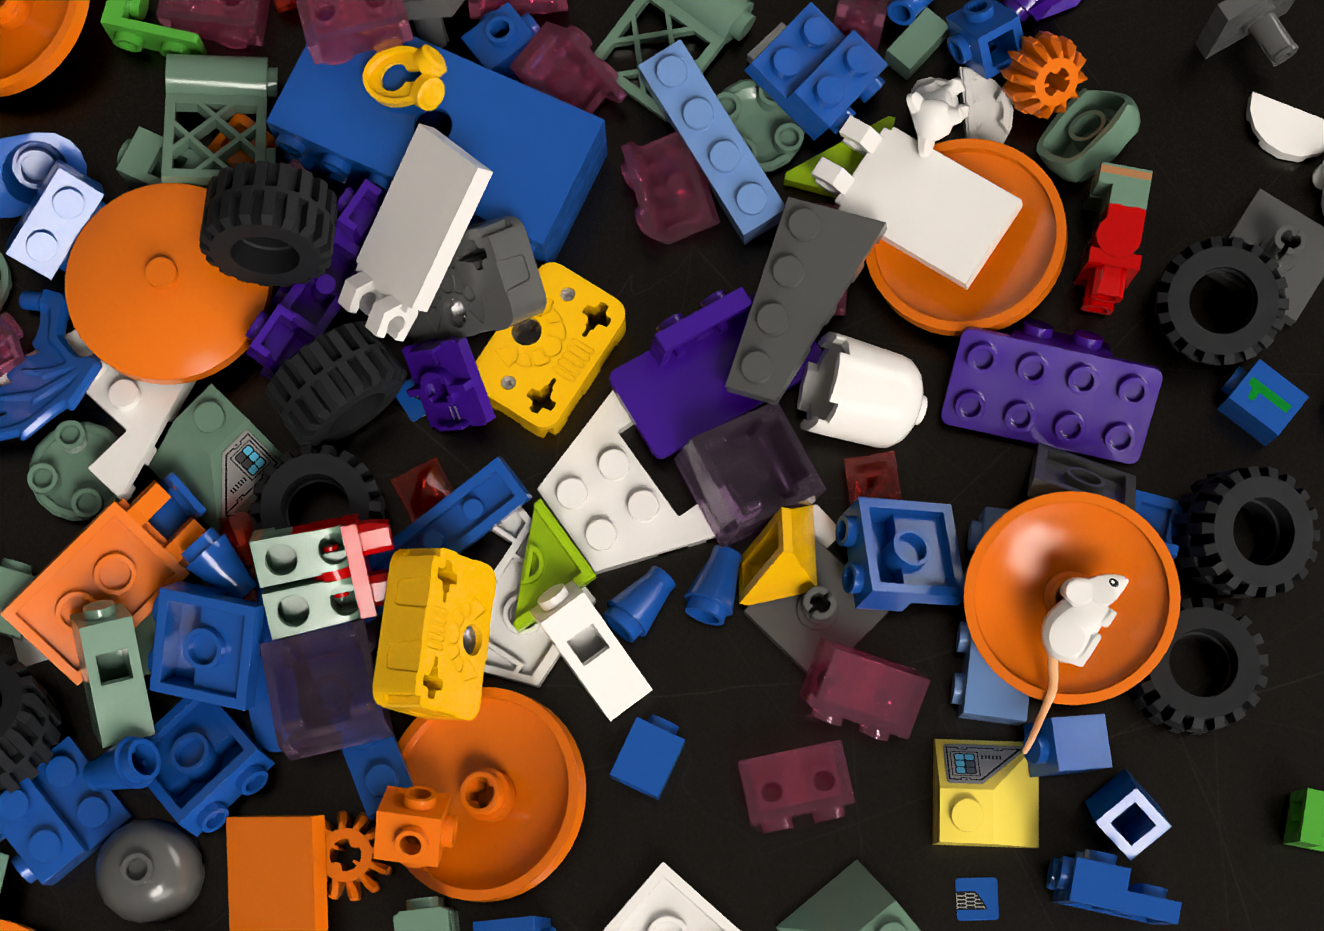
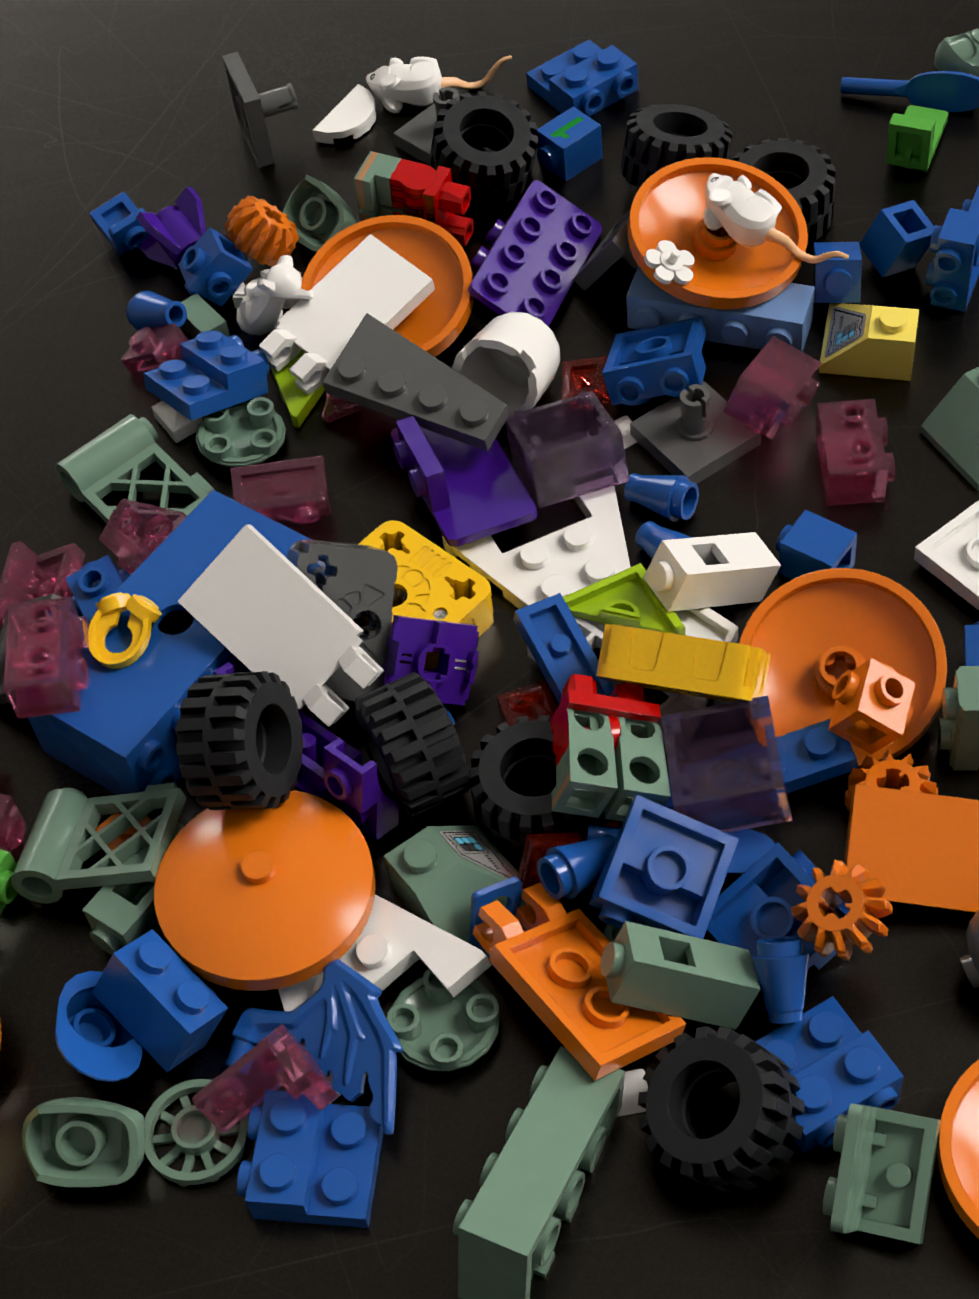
camera: 75 degrees left, 25 degrees down
(149, 871) = (897, 988): dark grey cylinder -> none
(168, 813) = (862, 901): none -> orange gear
(713, 141) = (205, 457): medium blue arch -> none
(780, 558) = (649, 432): yellow slope -> none
(977, 899) = (959, 356): blue sticker -> none
(993, 549) = (670, 263): none -> white plant

